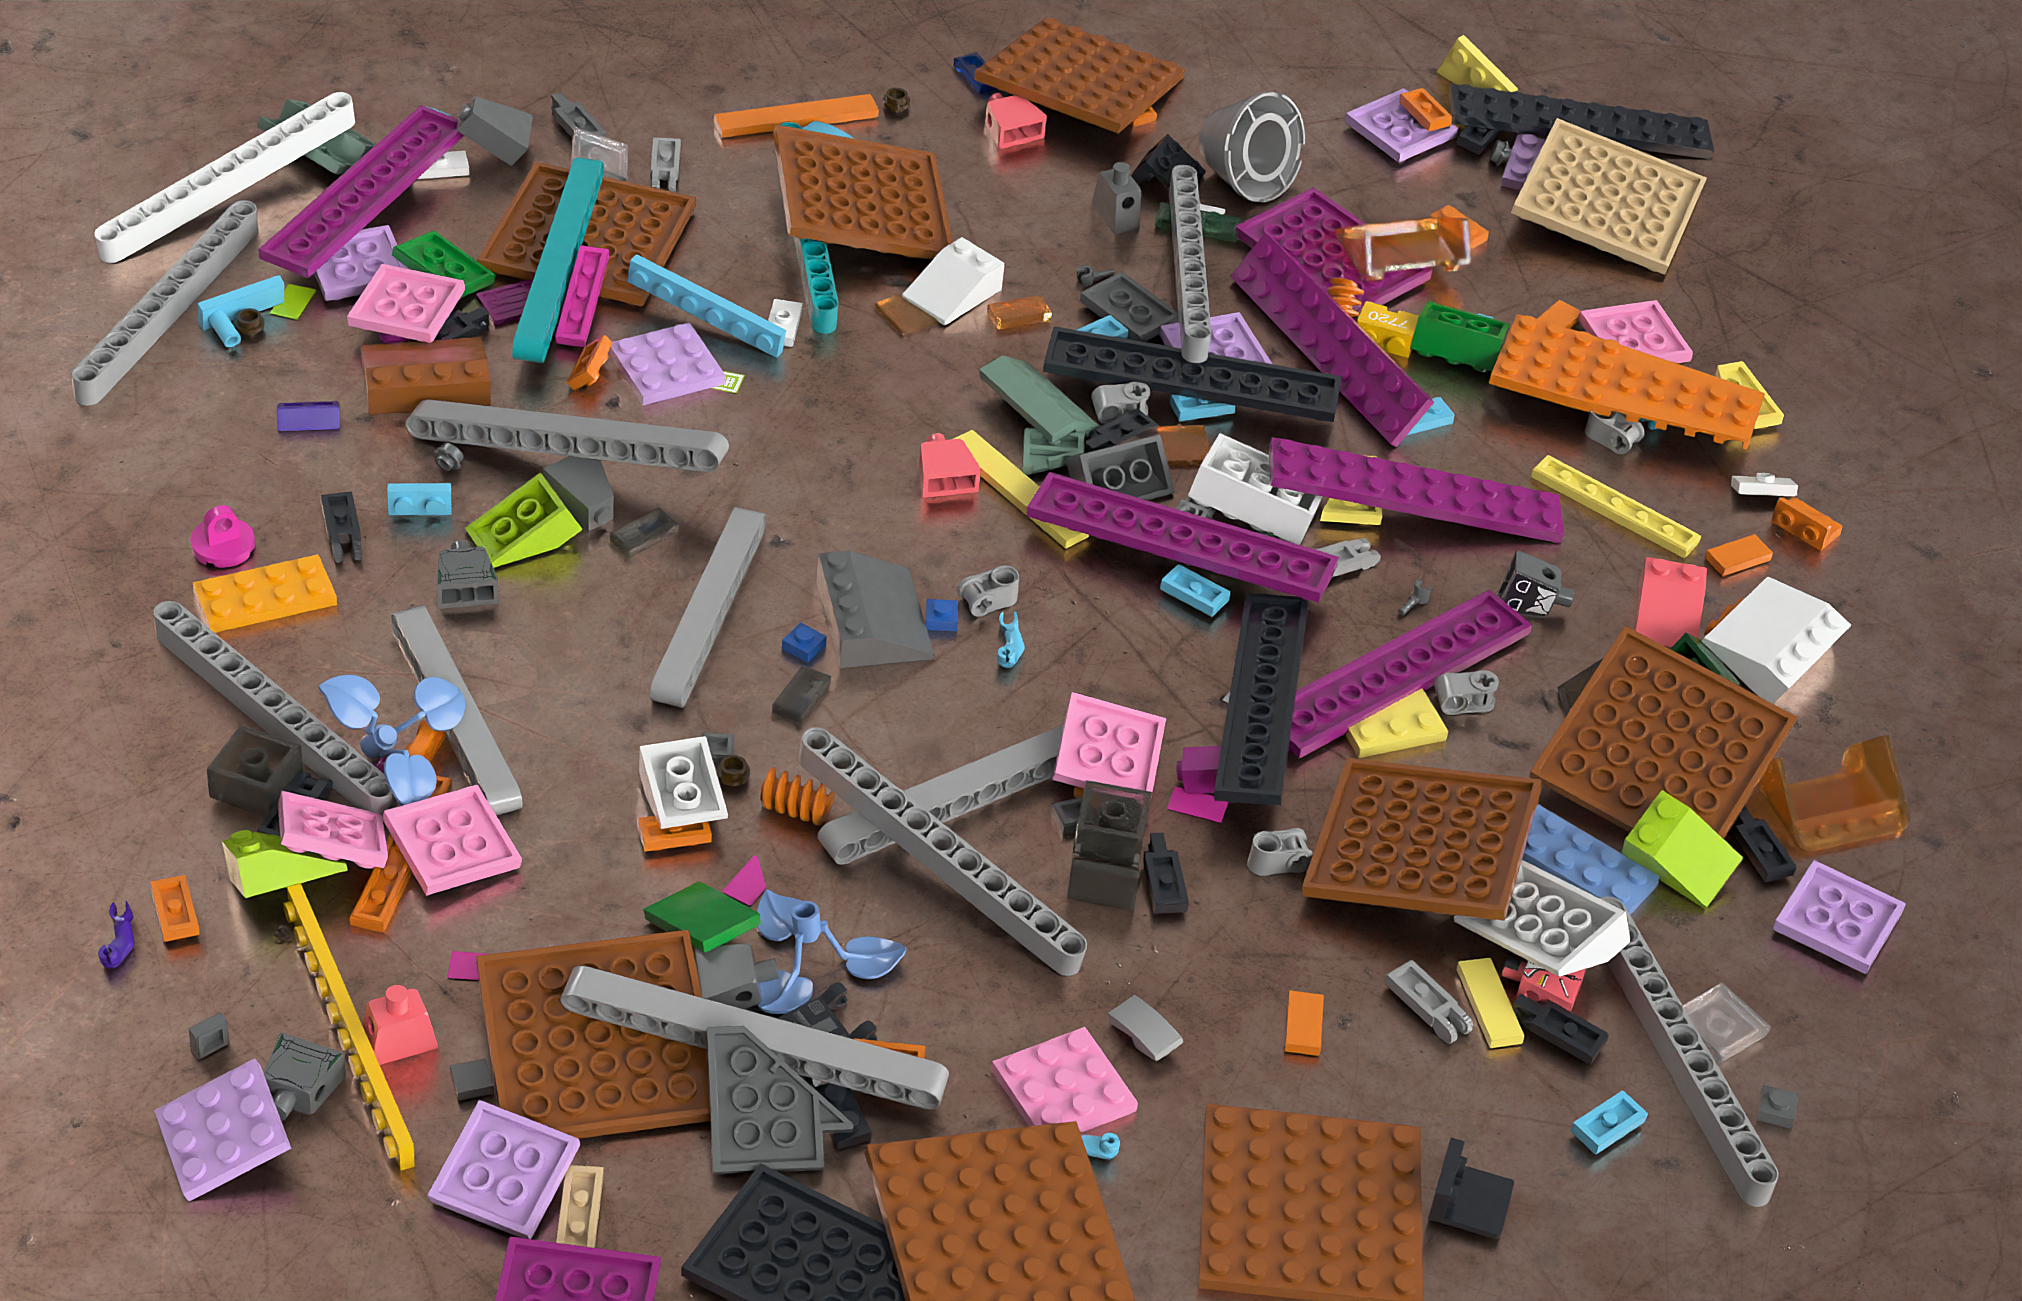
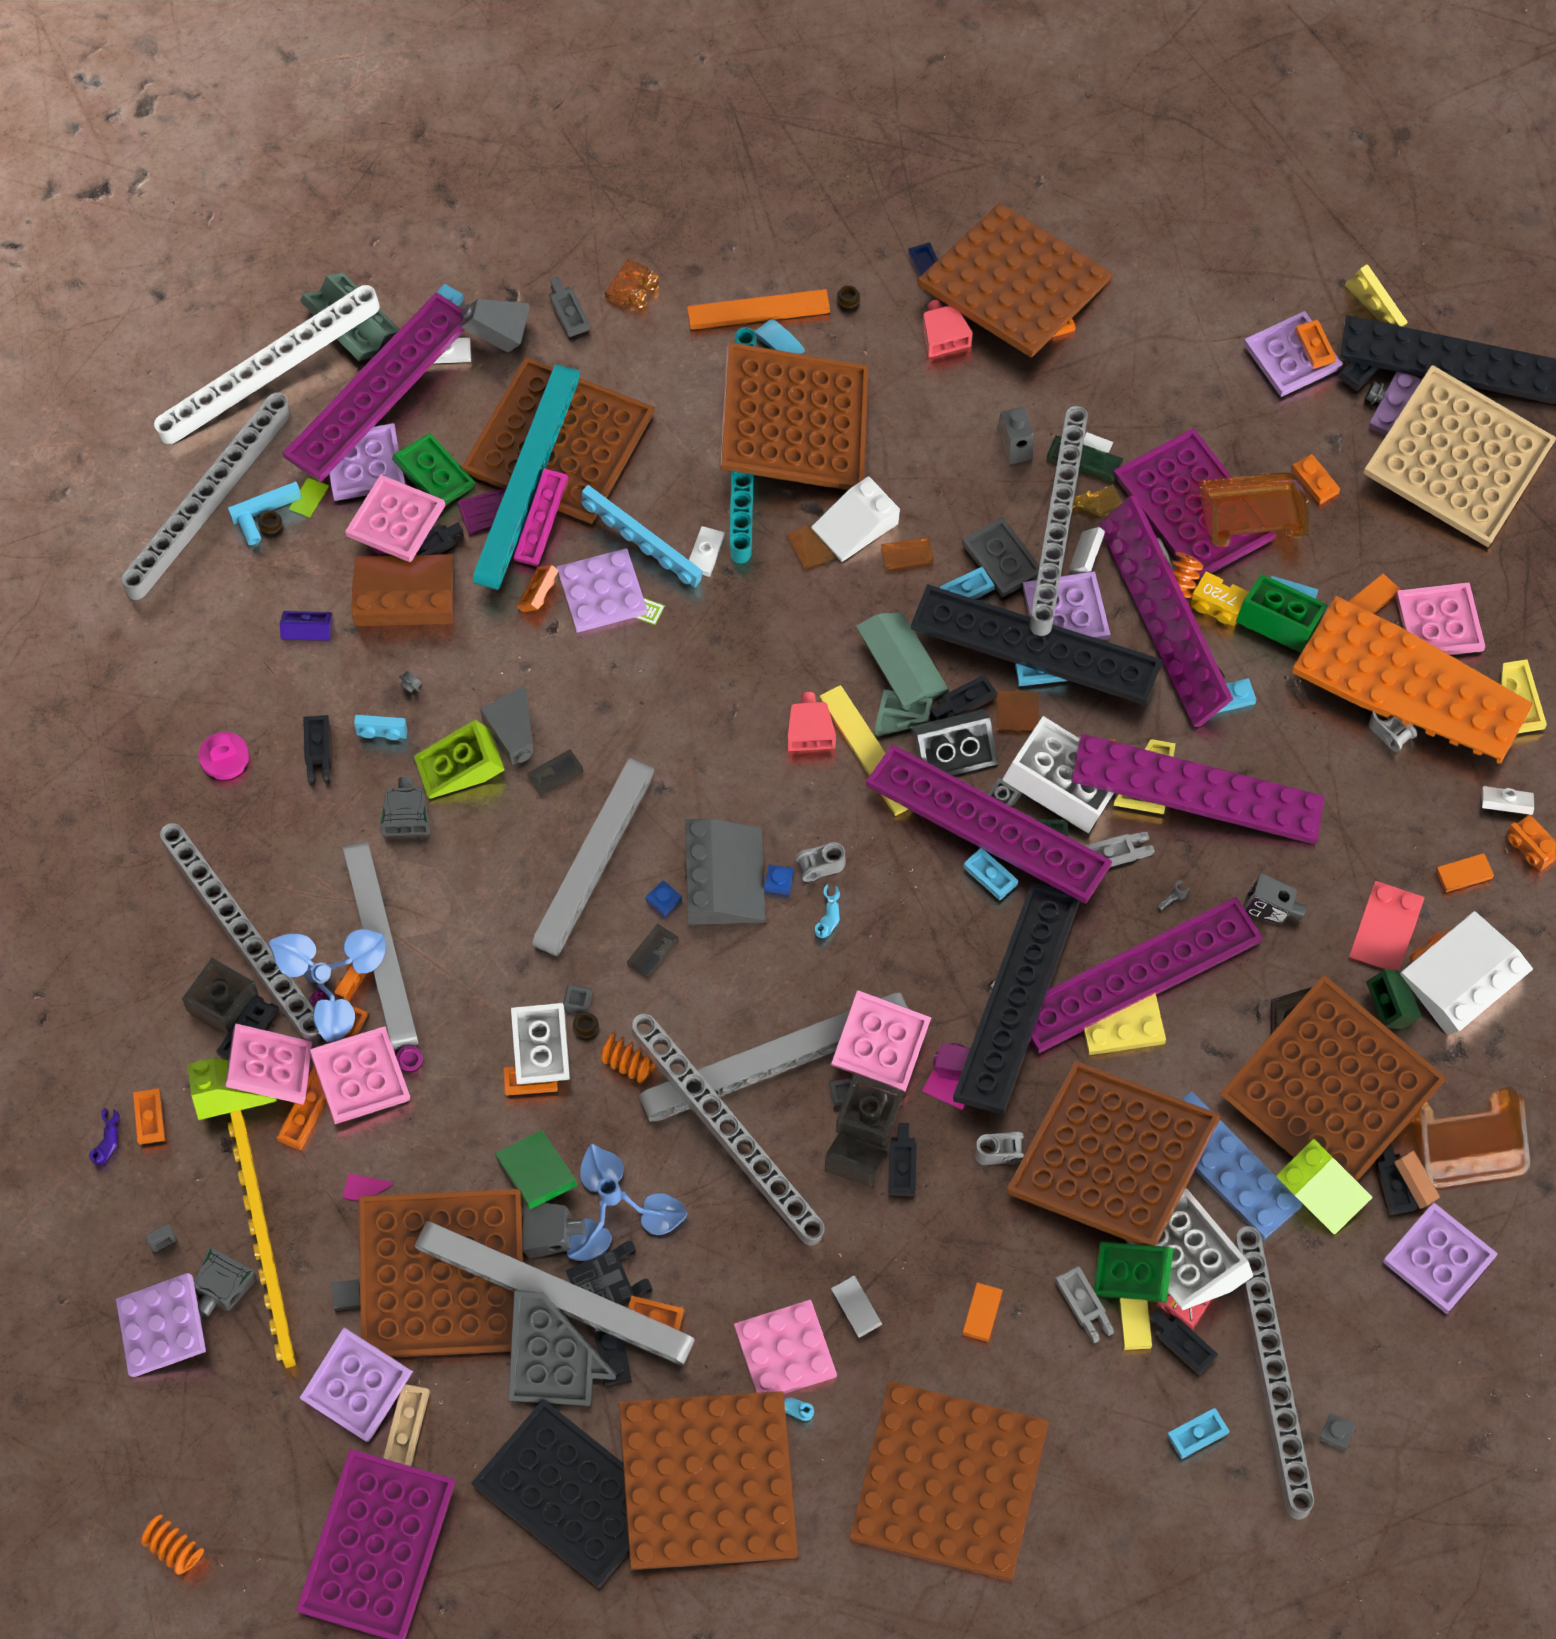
camera: 15 degrees right, 20 degrees up
(264, 593) = (250, 811): light orange plate -> none
(398, 1025) = (297, 1248): coral torso -> none
(514, 820) = (409, 1058): none -> magenta plate
(568, 435) = (504, 678): light grey beam -> none
(596, 147) = (581, 351): clear tile -> none
(645, 99) = (626, 284): none -> clear orange plate
(665, 162) = (635, 362): light grey hinge -> none
(747, 883) = (580, 1132): dark pink sticker -> none
(1087, 276) = (978, 515): dark grey hand -> none
(1117, 400) = (968, 666): light grey piece -> none
(1162, 159) = (1070, 389): black bracket -> none
(1225, 295) = (1086, 551): none -> white tile
(1227, 257) = (1100, 502): none -> clear yellow slope
(1255, 145) = (1145, 388): light grey cone -> none
(1463, 692) = (1187, 1002): light grey piece -> none
(1470, 1196) = (1072, 1488): black bracket -> none
(1484, 950) = (1133, 1271): none -> green tile
(1616, 506) = (1372, 810): light yellow tile -> none
(1725, 1022) = (1315, 1348): clear tile -> none
(1787, 838) = (1417, 1179): none -> nougat tile

